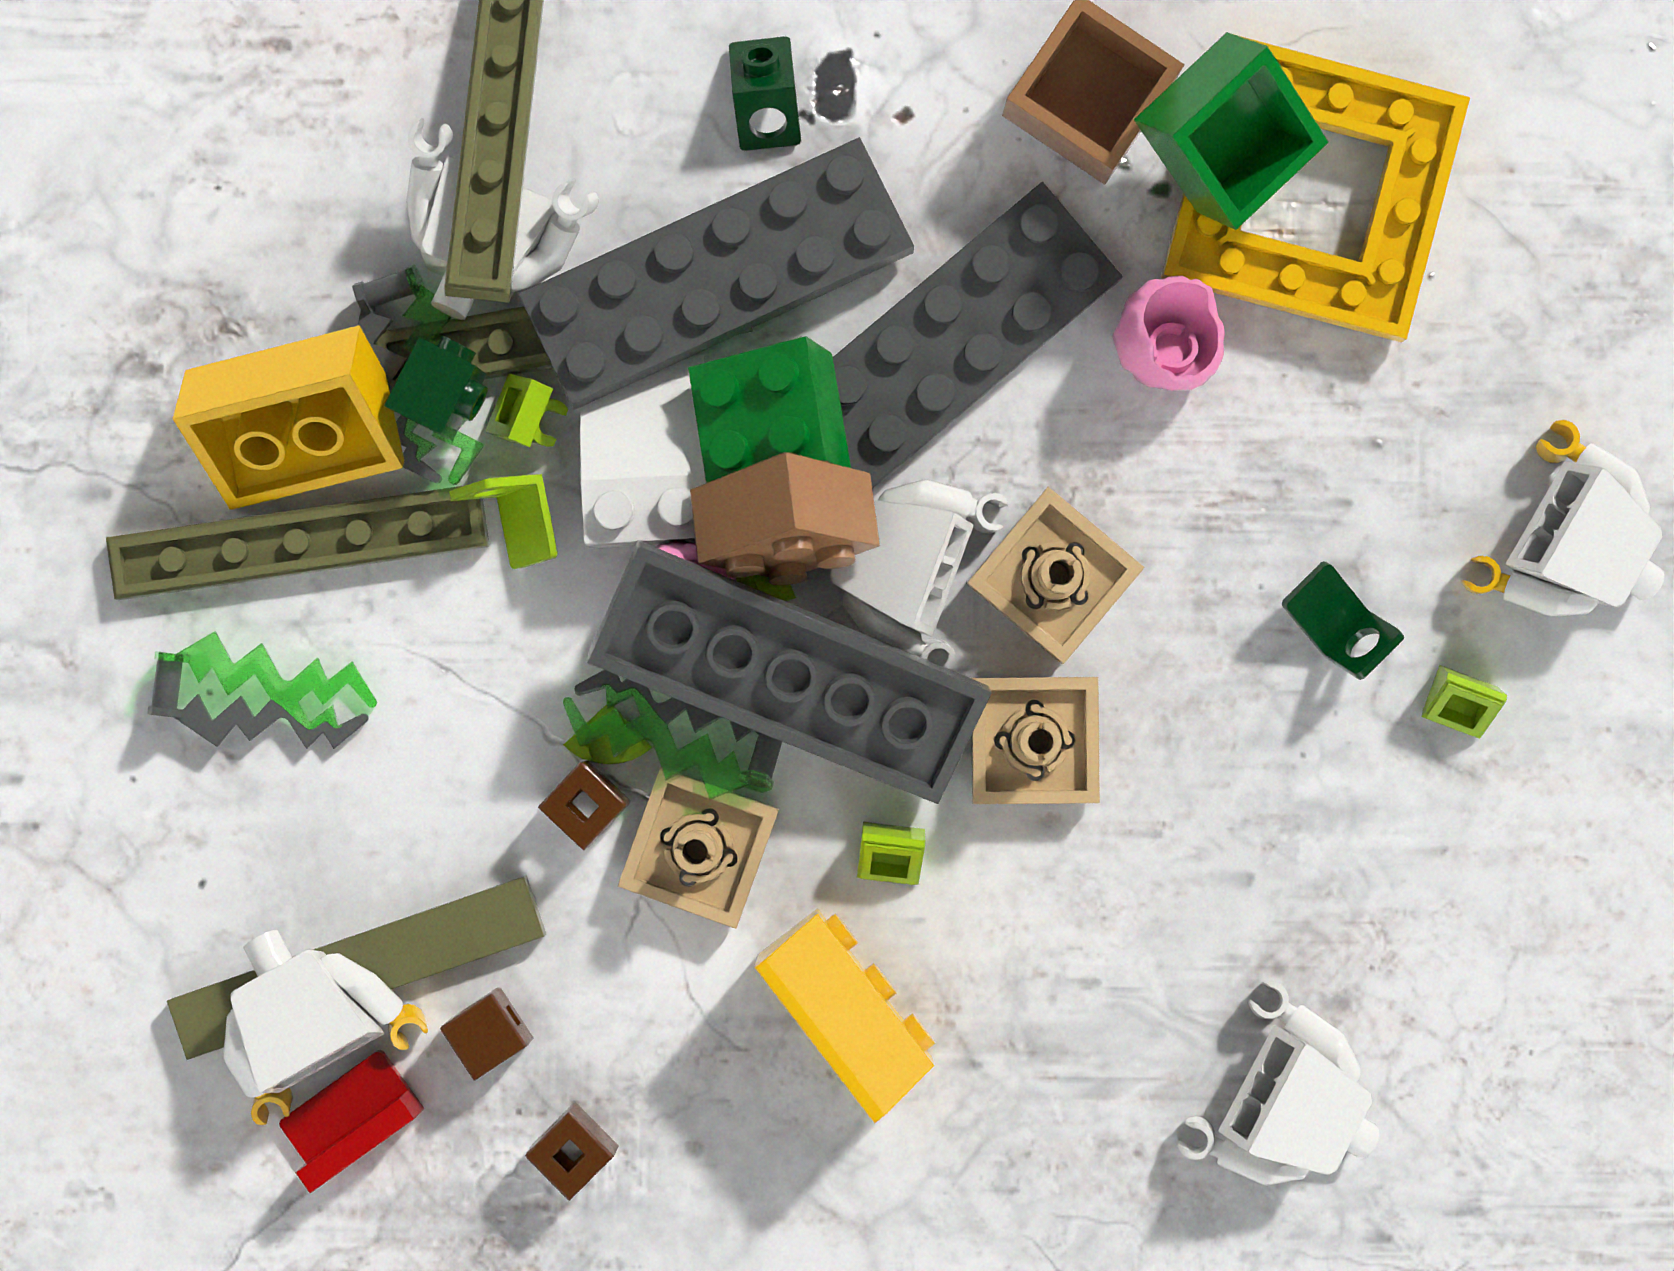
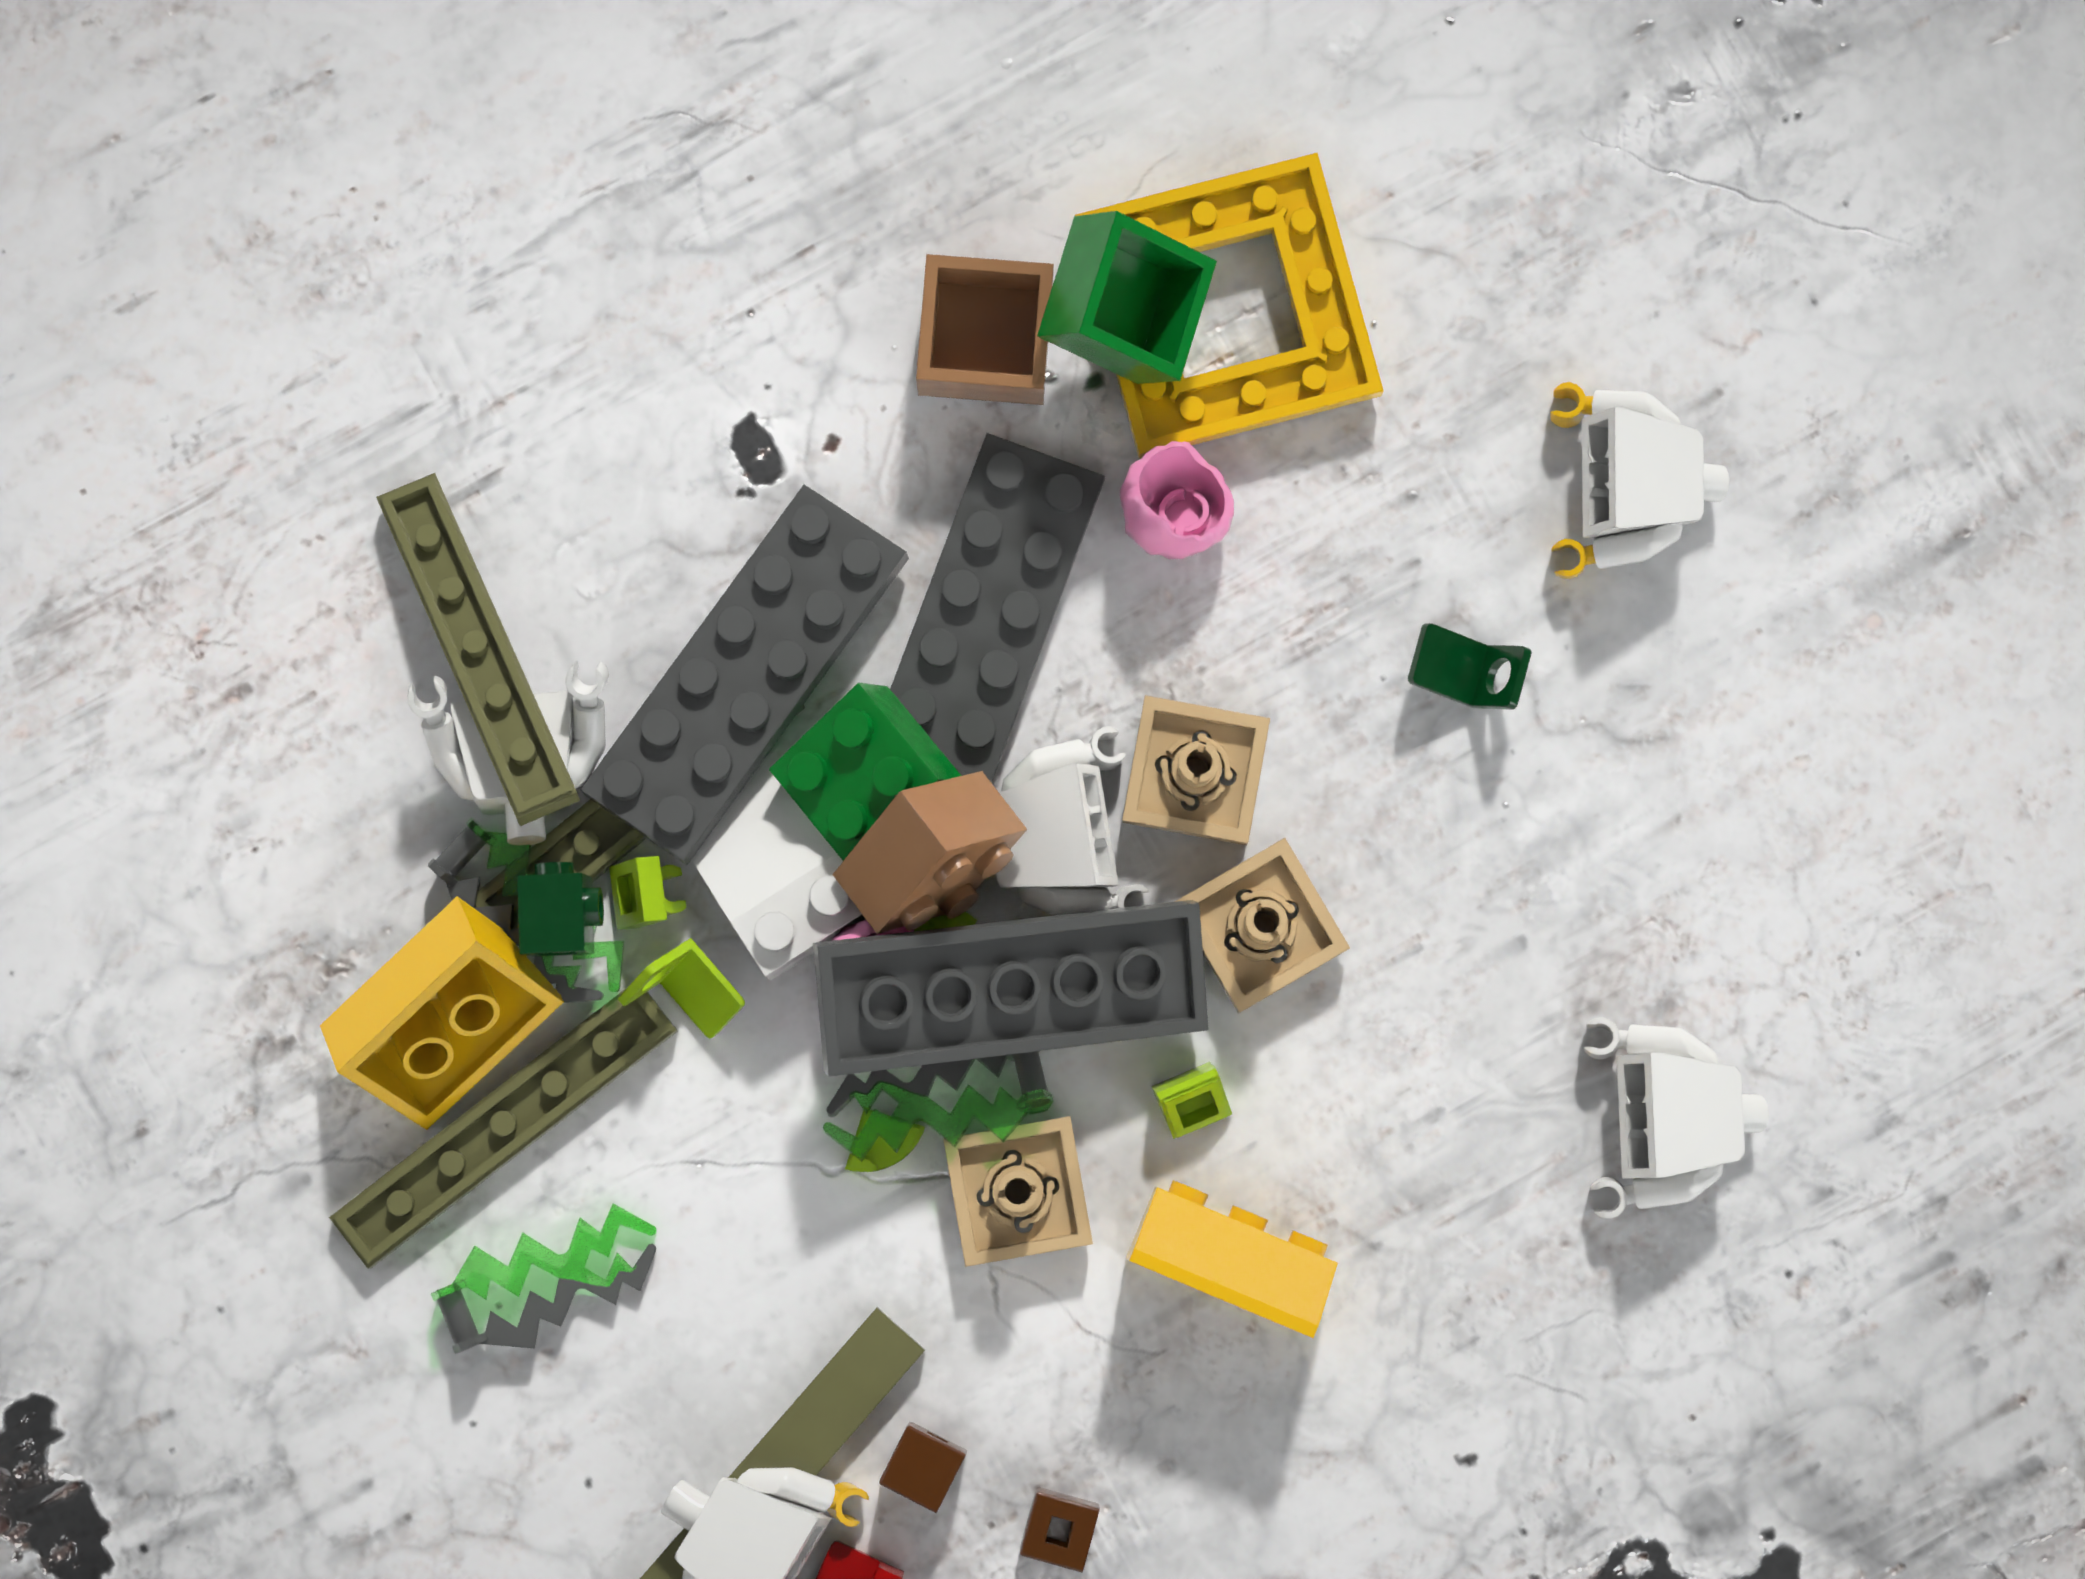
camera: 30 degrees left, 5 degrees down
(570, 819) = (874, 1227): reddish brown piece -> none
(764, 79) = (691, 481): dark green bracket -> none
(1463, 702) = (1617, 679): lime slope -> none

